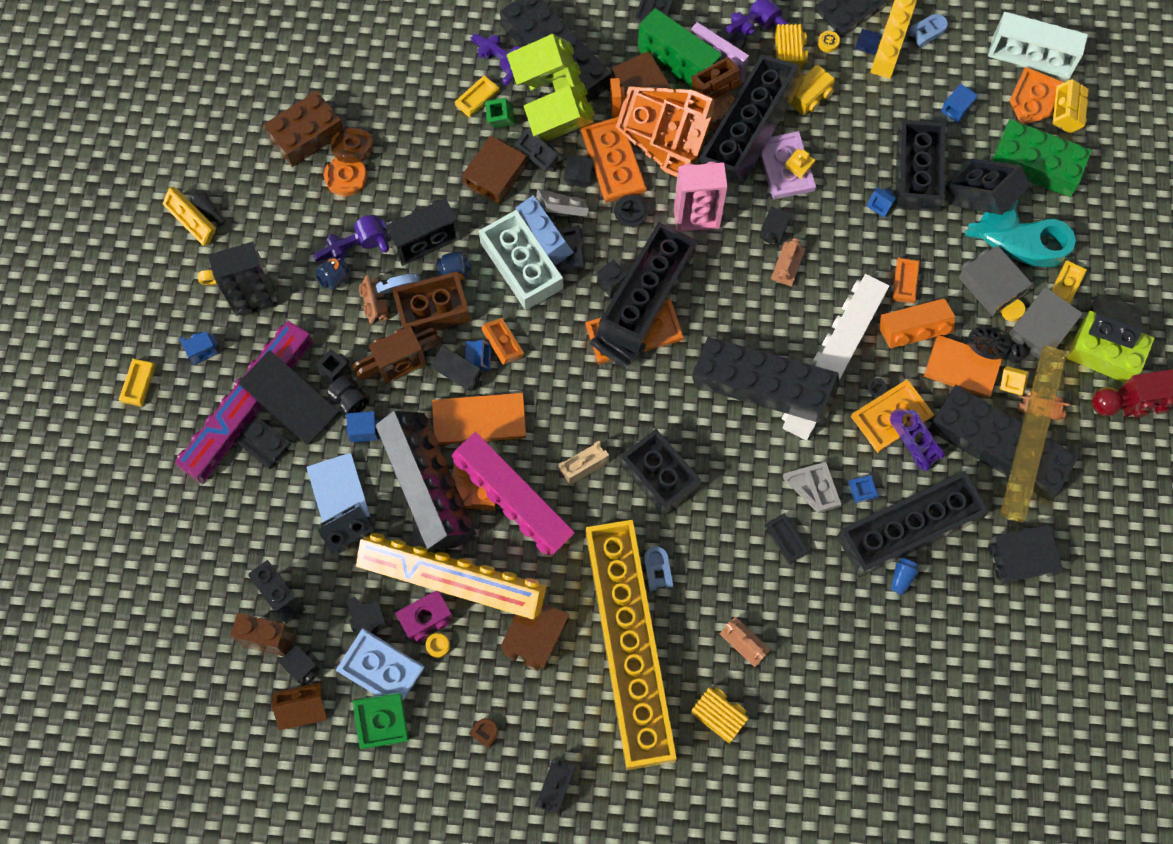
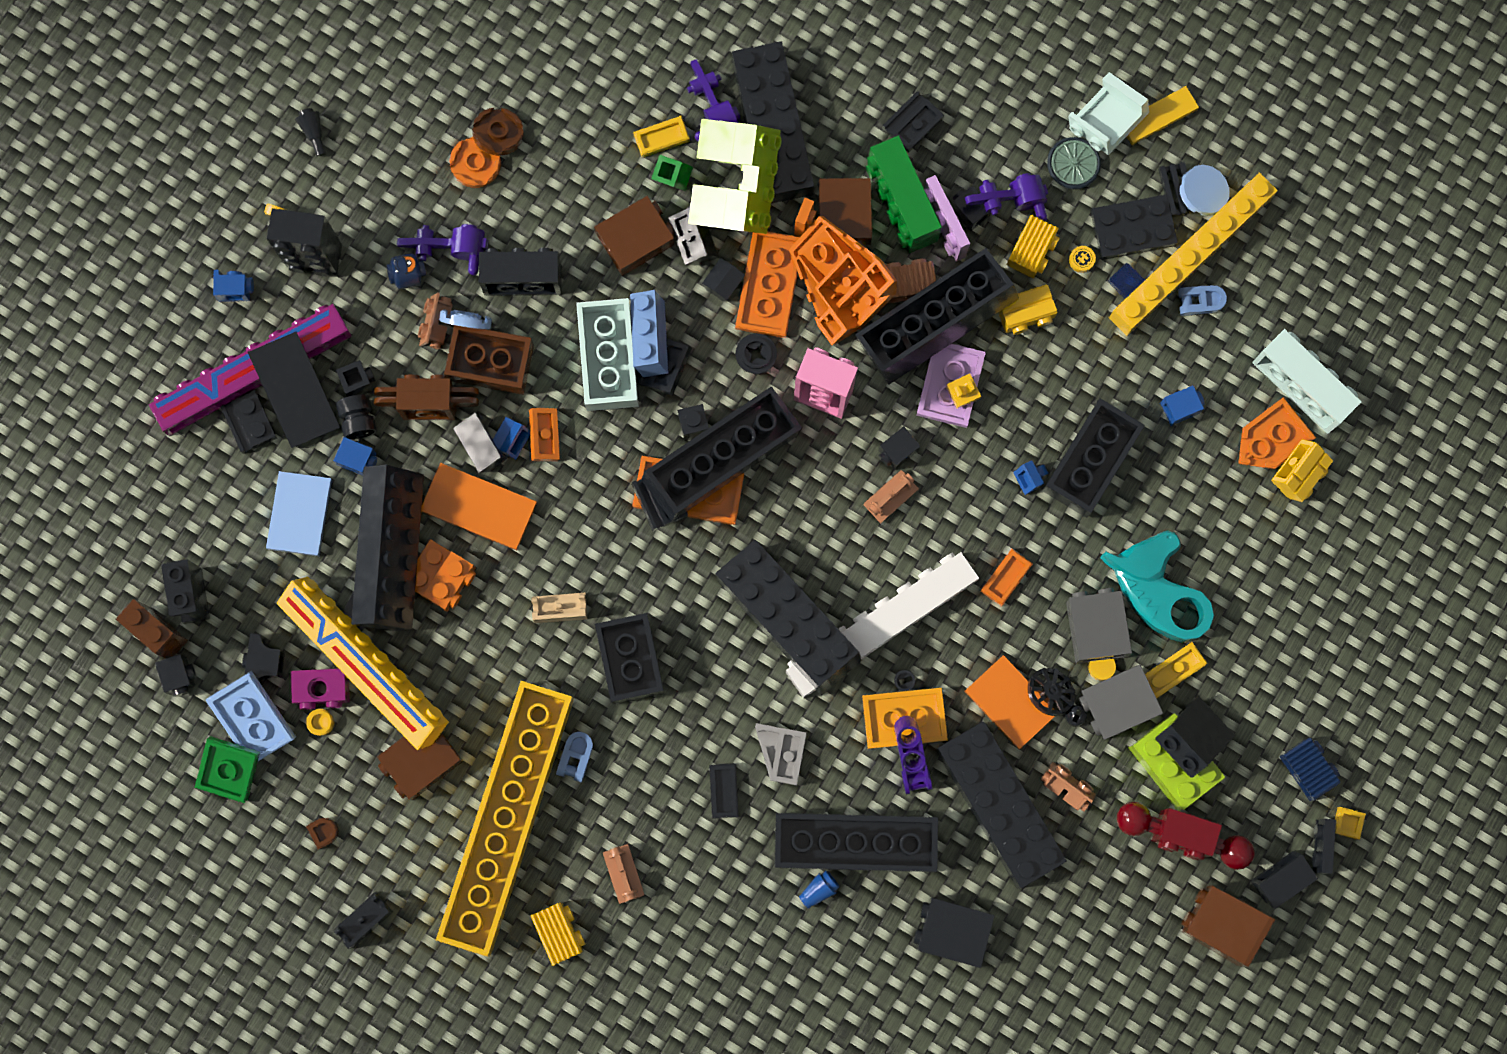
camera: 25 degrees right, 10 degrees up
(137, 382) = (153, 293): yellow tile -> none
(189, 216) = (288, 131): yellow tile -> none
(299, 706) = (156, 714): reddish brown panel -> none
(303, 128) = (455, 87): reddish brown brick -> none
(345, 528) = (285, 558): black brick -> none
(455, 262) = (536, 325): dark blue head -> none
(512, 494) = (466, 609): dark pink brick -> none
(561, 204) = (684, 310): light grey wing -> none
(717, 78) = (919, 254): reddish brown brick -> none
(863, 489) = (831, 779): blue tile -> none
(917, 323) = (986, 633): orange brick -> none
(987, 186) = (1146, 521): black brick -> none
(1014, 380) = (1053, 746): yellow tile -> none
(1033, 434) = (1031, 814): clear yellow tile -> none
(1044, 157) = (1232, 513): green brick -> none

